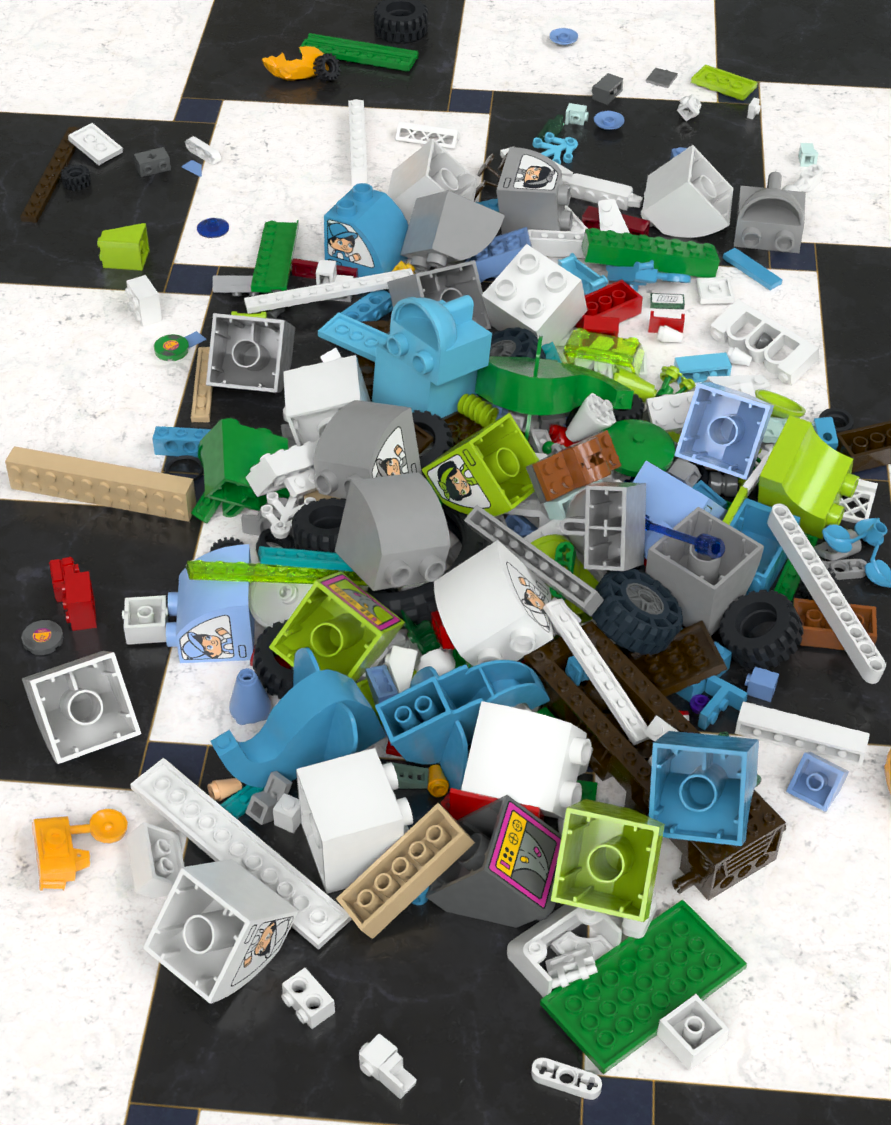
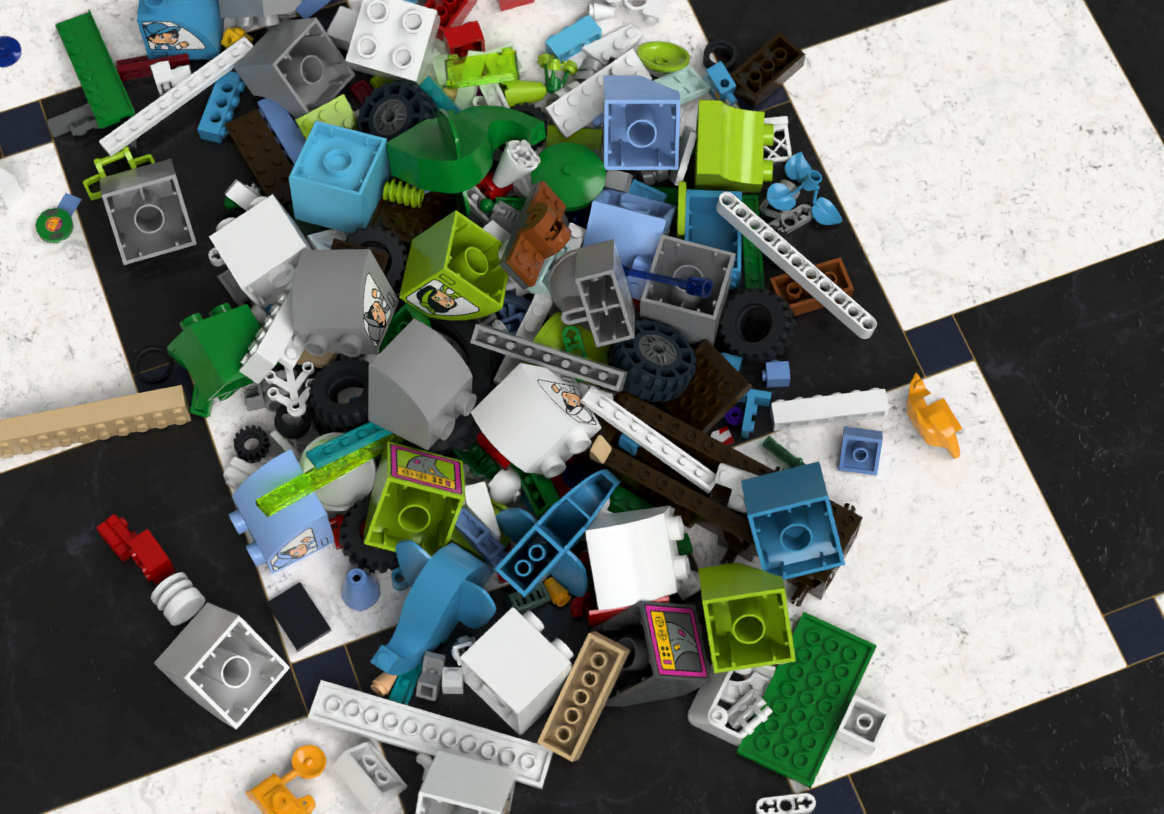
camera: 25 degrees left, 20 degrees up
(42, 637) = (134, 605): dark grey tile -> none
(79, 637) = (177, 598): none -> white wheel
(145, 619) = (221, 548): white brick -> none
(177, 441) = (144, 334): dark azure brick -> none
(180, 704) = (298, 617): none -> black tile
(202, 393) = (110, 252): tan tile -> none
(353, 335) = (251, 149): medium azure plate -> none
(438, 338) = (351, 154): medium azure piece -> none
(541, 657) = (600, 450): none -> tan slope
(667, 334) = (522, 10): white cone -> none

